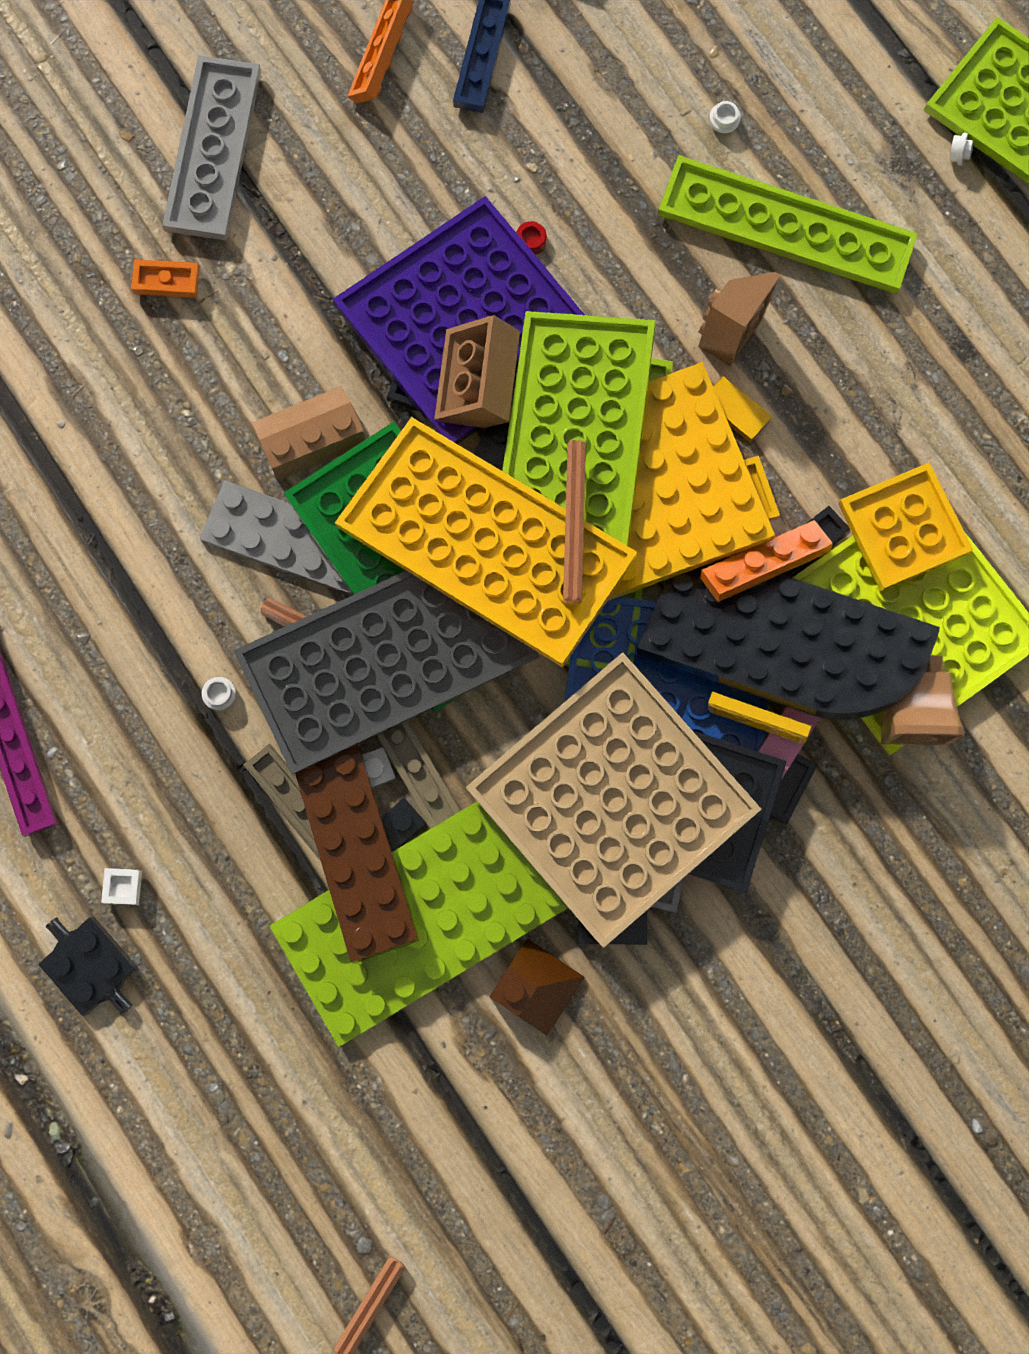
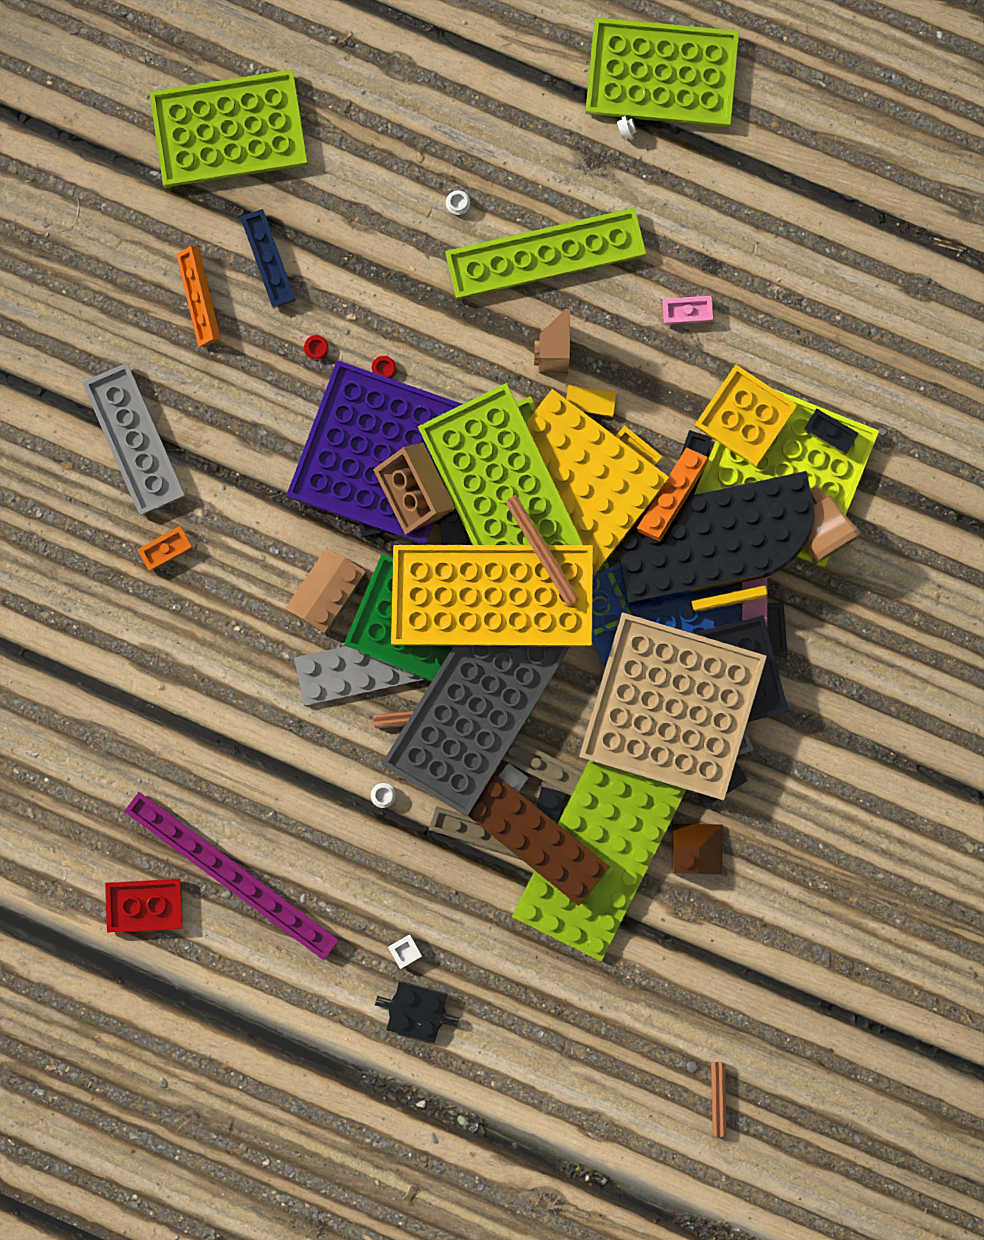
camera: 25 degrees left, 5 degrees up
(472, 173) = (316, 347): none -> red tile
(908, 377) = (687, 310): none -> bright pink plate
(993, 604) = (830, 431): none -> black plate

